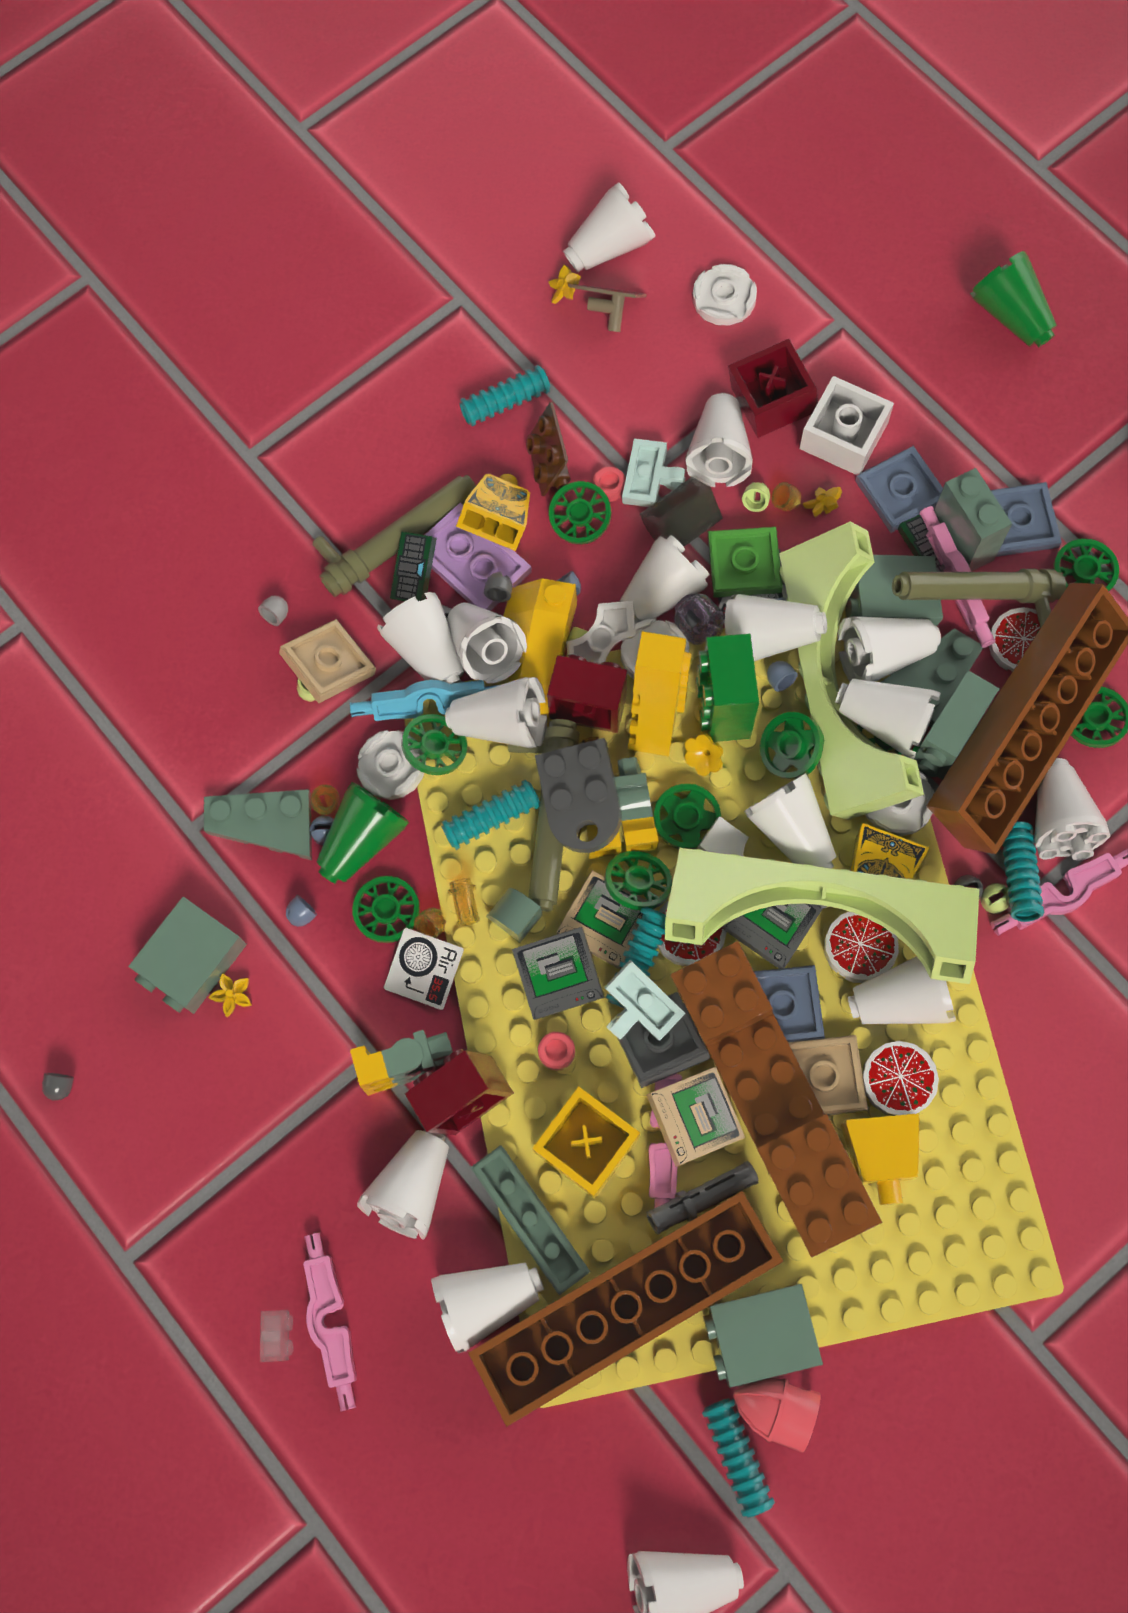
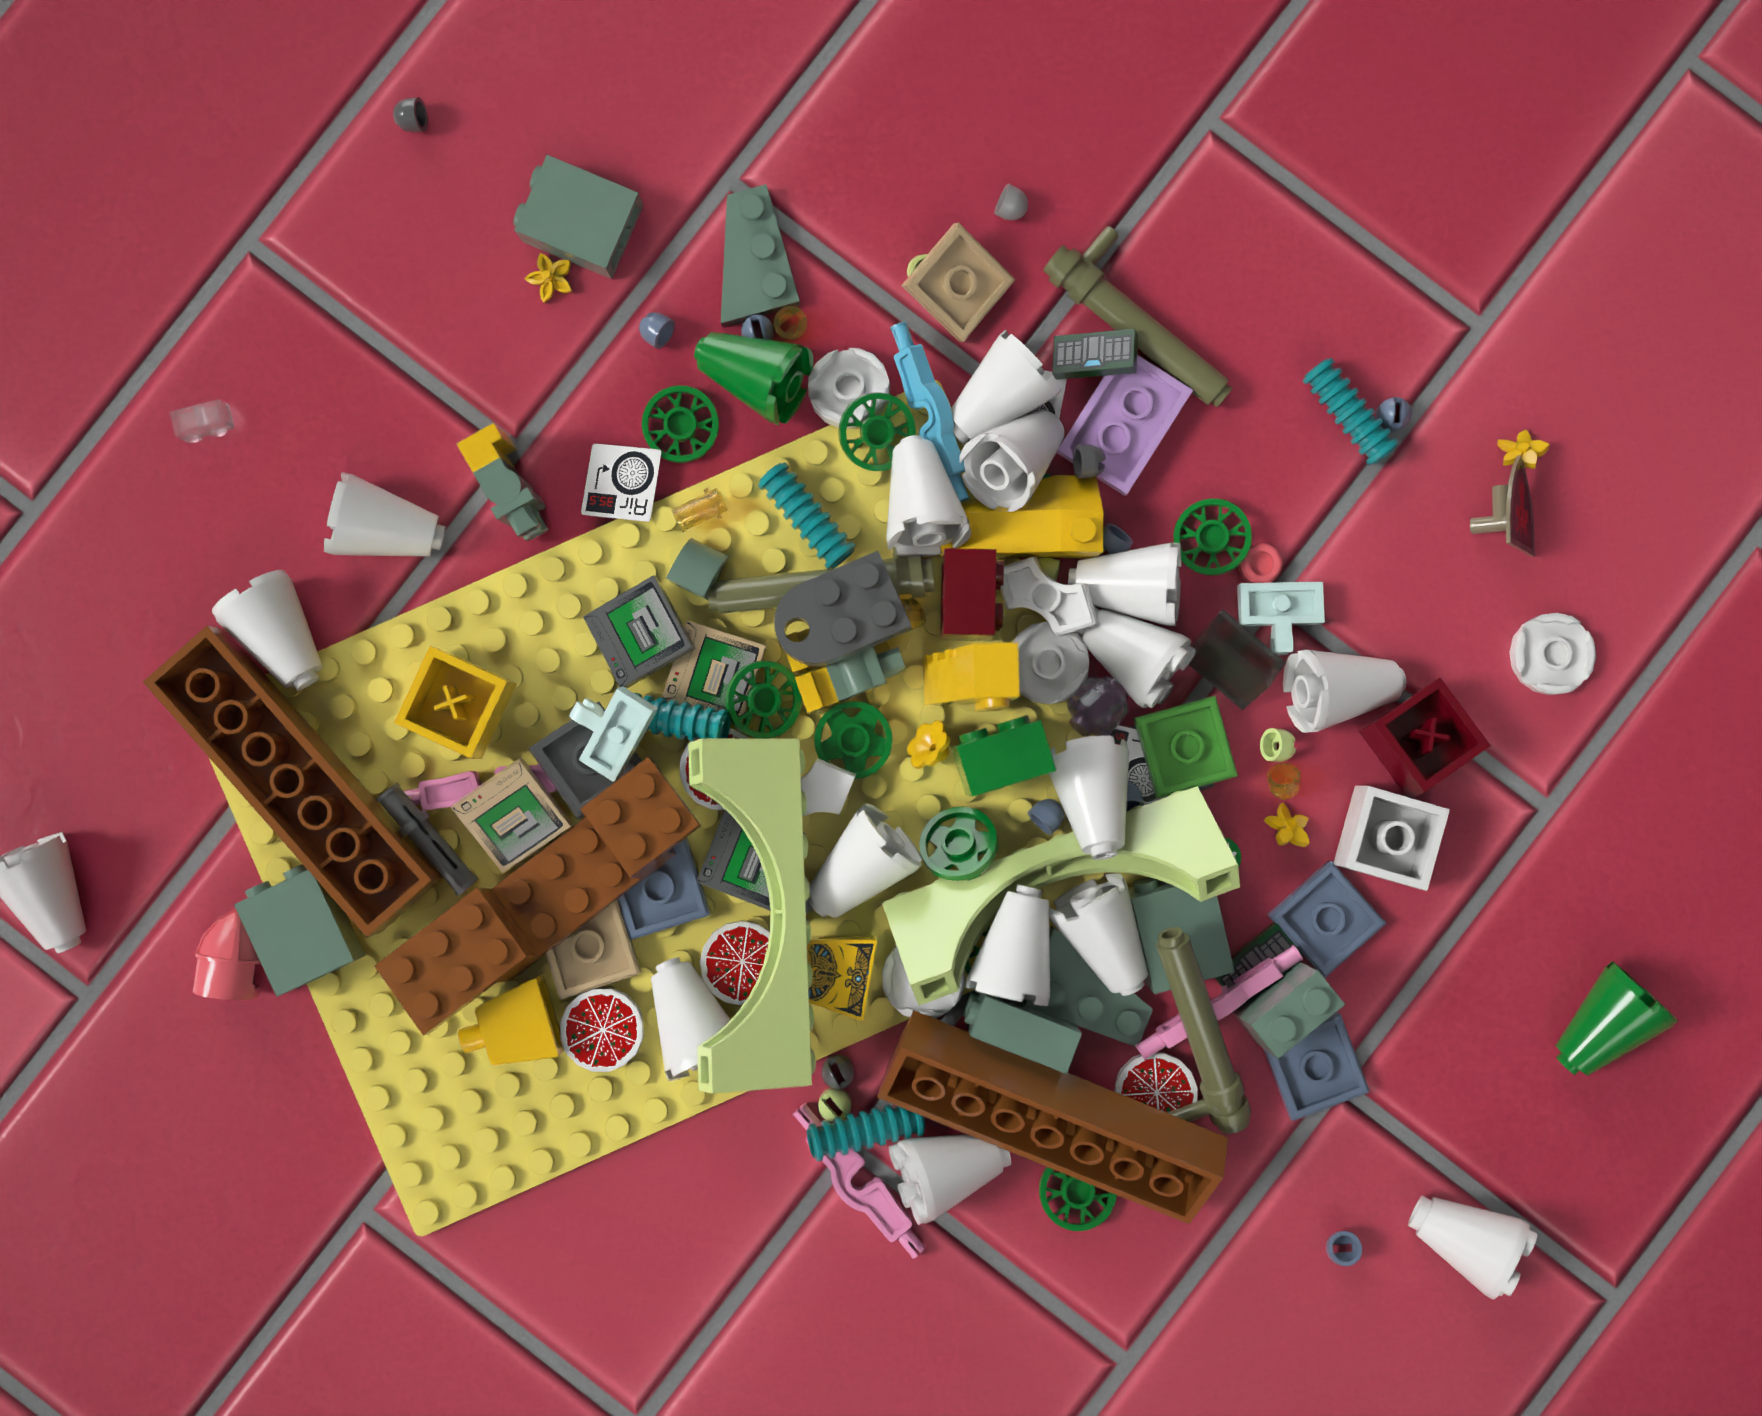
camera: 70 degrees right, 15 degrees up
(333, 1342) = (210, 481): bright pink piece -> none
(434, 926) = (673, 477): clear yellow hinge -> none
(458, 1092) = (481, 551): dark red brick -> none
(496, 510) = (1188, 437): yellow torso -> none
(511, 367) = (1386, 412): none -> sand blue hinge
(530, 1220) = (371, 660): sand green tile -> none
(548, 452) = (1287, 478): reddish brown hinge -> none
(556, 1051) = (556, 649): coral tile -> none
(604, 569) = (1135, 582): none -> white cone
(609, 231) = (1607, 489): white cone -> none
(738, 1458) = (179, 925): teal piece -> none
(1087, 567) = (1266, 1155): green wheel -> none

